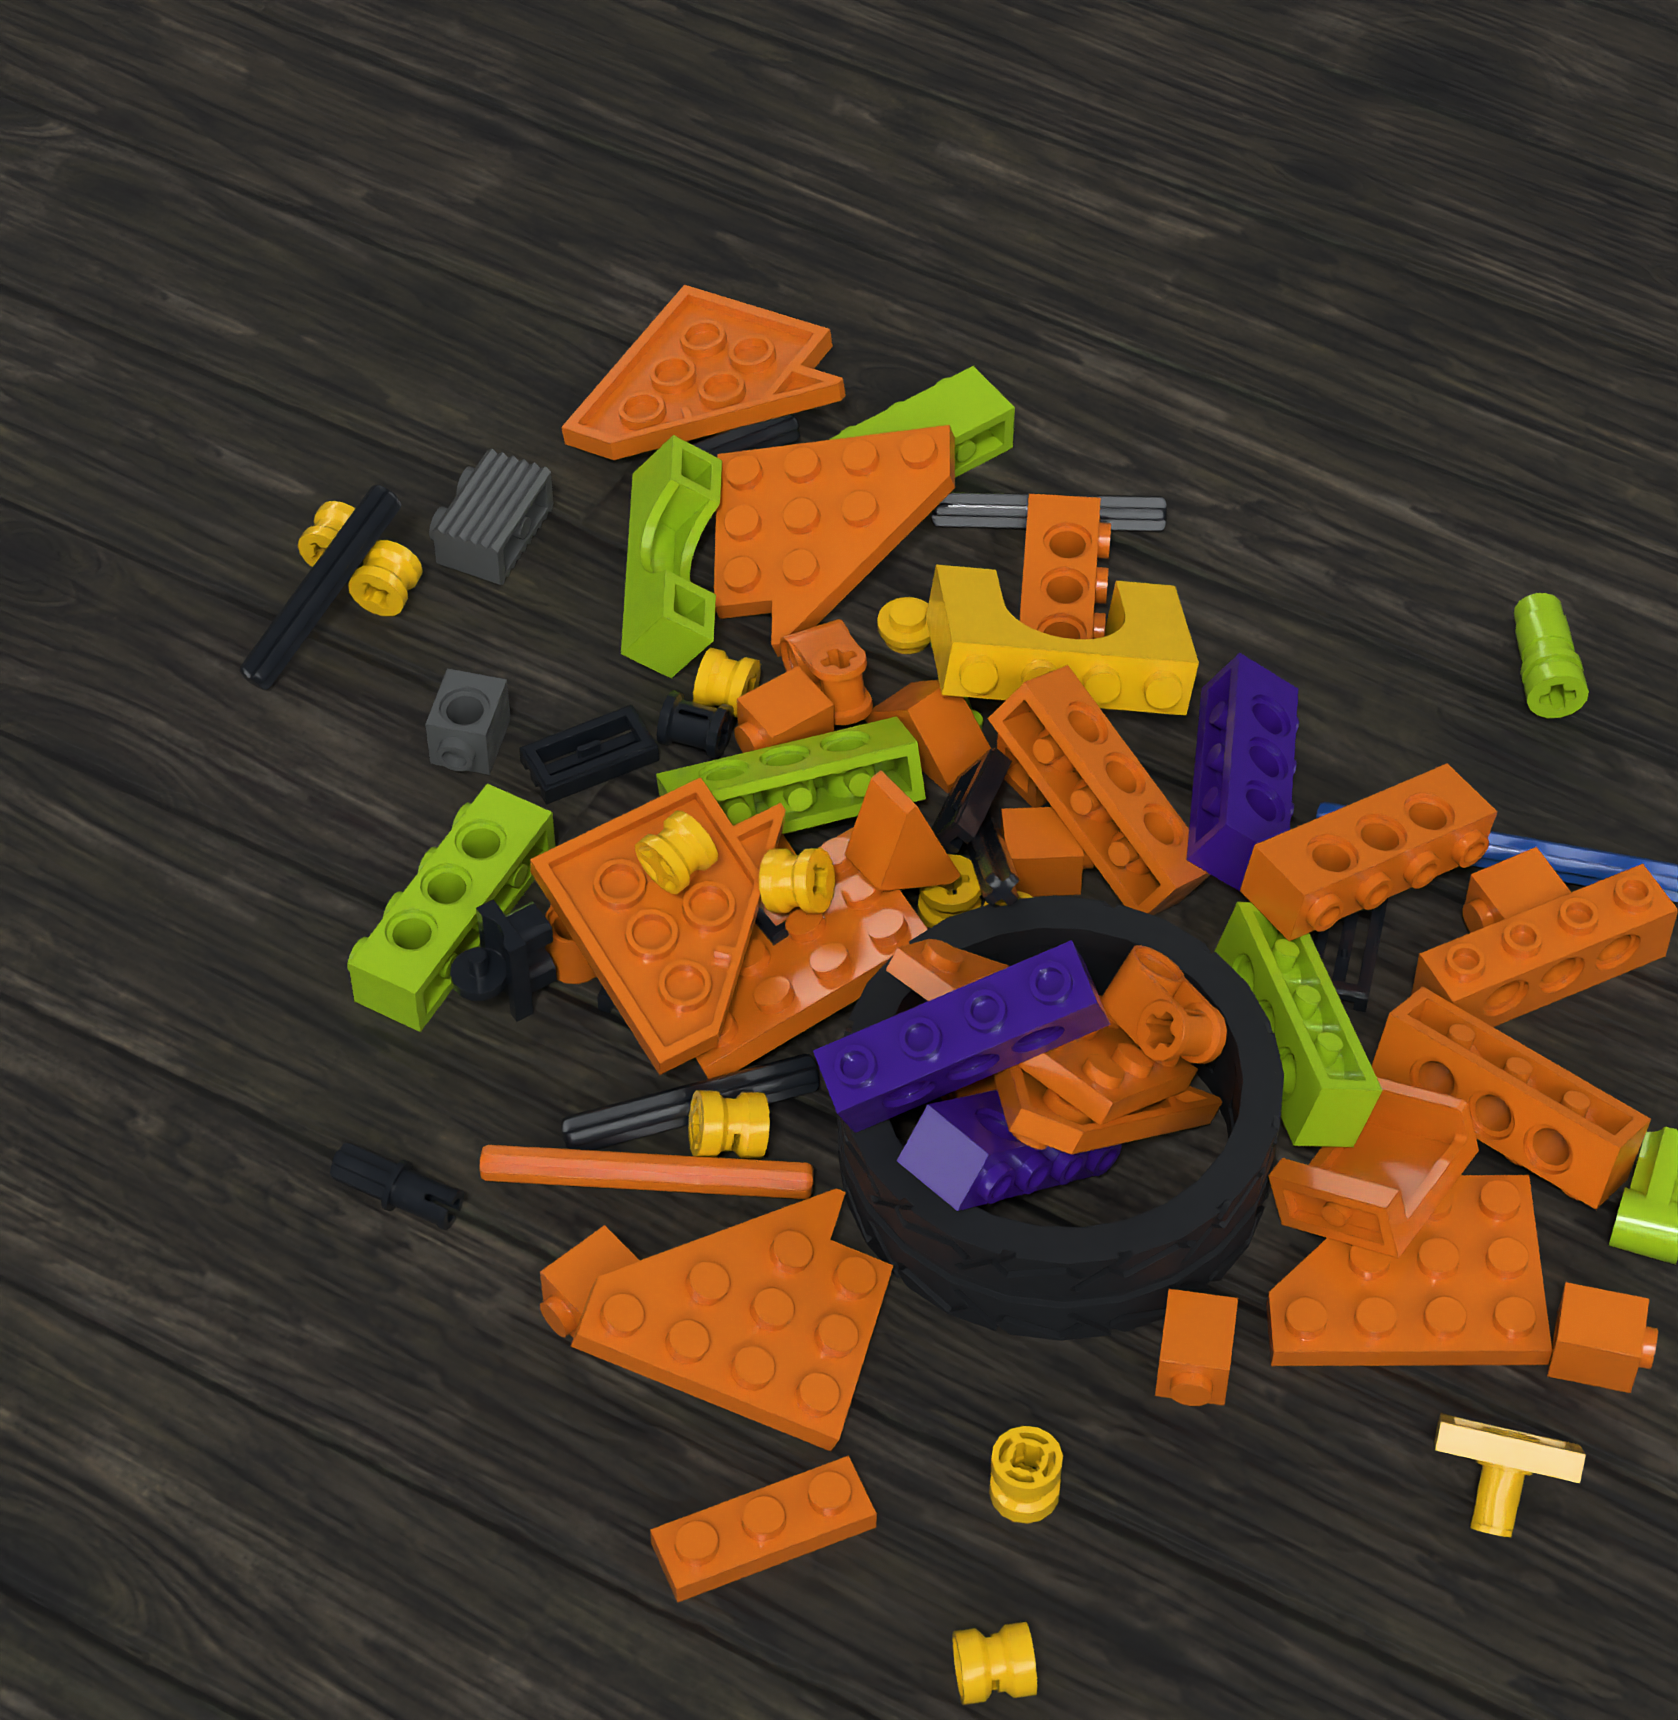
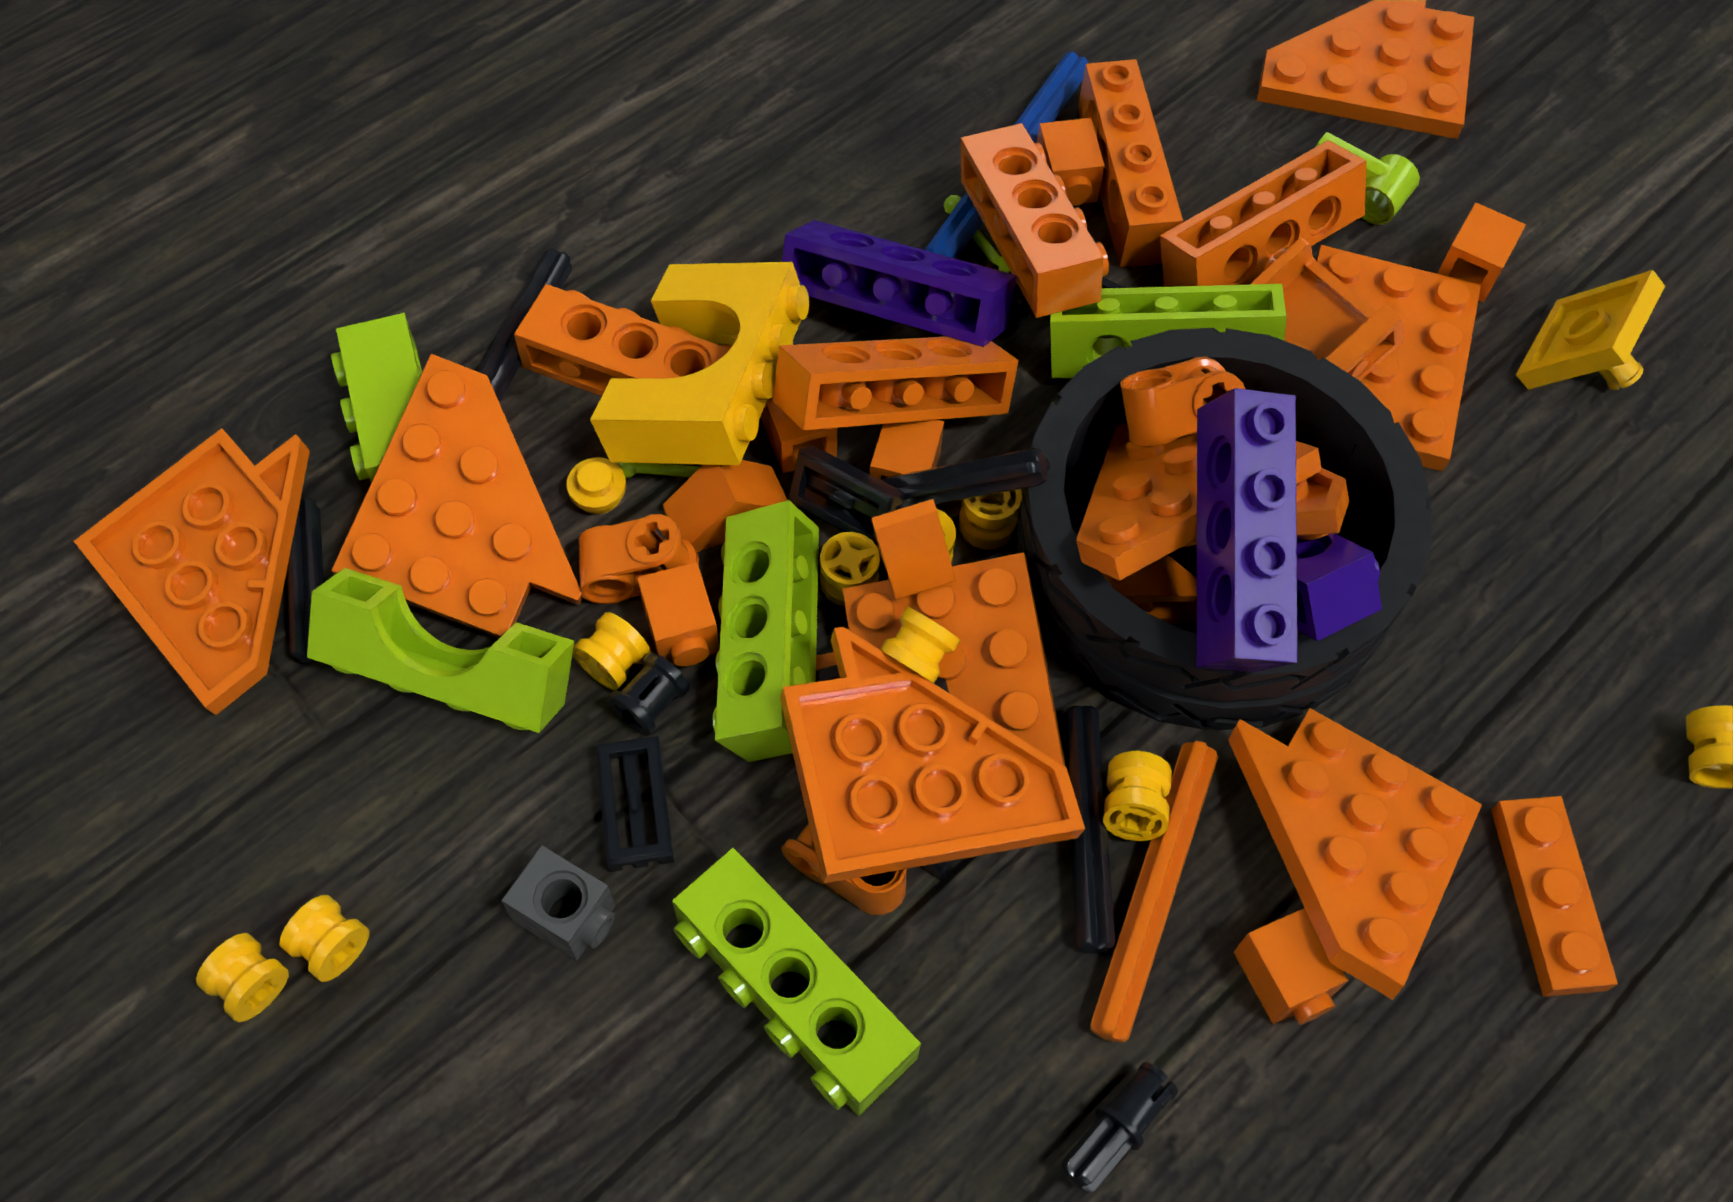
camera: 75 degrees left, 10 degrees up
(320, 587) = (317, 1007): black axle -> none
(492, 516) = (291, 806): dark grey brick -> none
(509, 958) = (902, 943): black hips -> none
(676, 852) = (884, 730): yellow wheel -> none
(1015, 1487) = (1545, 668): yellow wheel -> none
(1196, 1348) = (1456, 507): orange brick -> none
(1550, 666) = (832, 62): lime axle -> none

